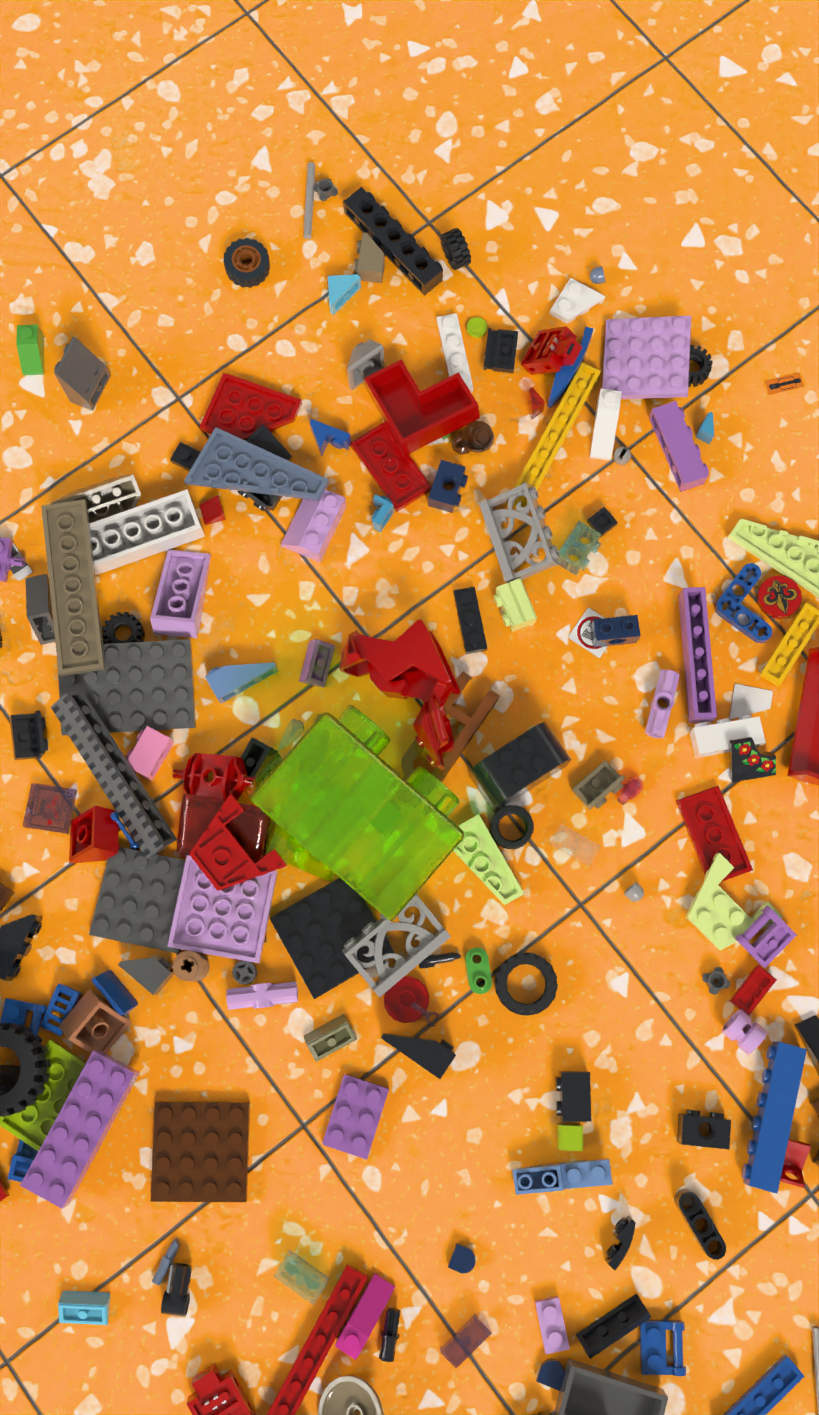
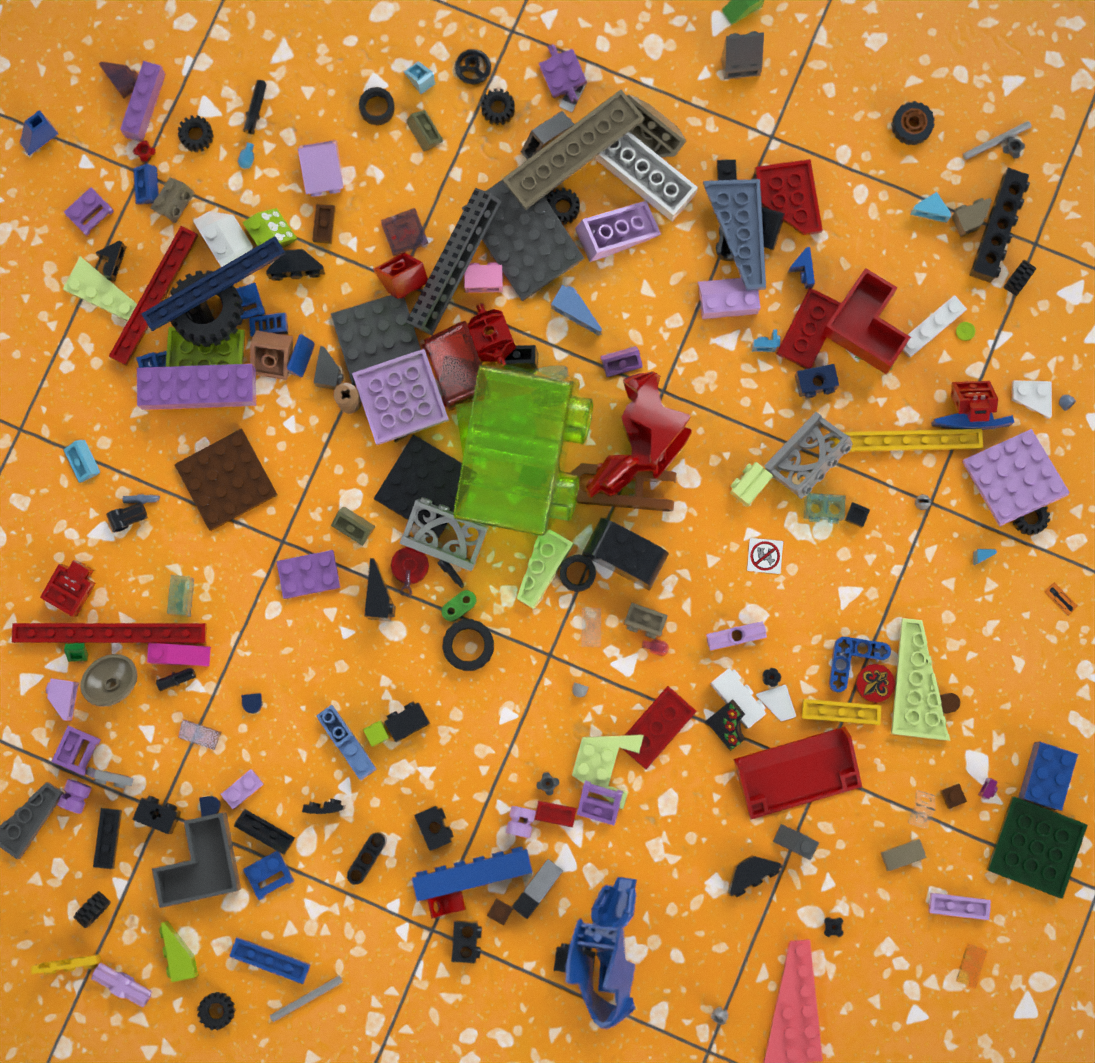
camera: 60 degrees right, 5 degrees up
(28, 736) = (447, 184): black bracket -> none
(115, 817) = (422, 282): blue hinge -> none
(212, 511) = (695, 215): red slope -> none
(222, 855) = (435, 376): red wing -> none
(241, 970) = (364, 435): dark grey wheel -> none
(262, 995) = (355, 460): lavender piece -> none
(364, 361) = (880, 260): light grey slope -> none
(470, 620) = (720, 456): black plate -> none
(475, 438) = (868, 379): reddish brown hair -> none
(500, 350) = (955, 360): black plate -> none
(535, 403) = (925, 412): clear red slope -> none
(605, 424) = (940, 474): white slope -> none
(615, 631) = (773, 570): dark blue brick -> none
(678, 446) = (955, 540): medium lavender brick -> none
(697, 655) = (789, 641): medium lavender brick -> none
(722, 699) = (766, 677): none -> black plate

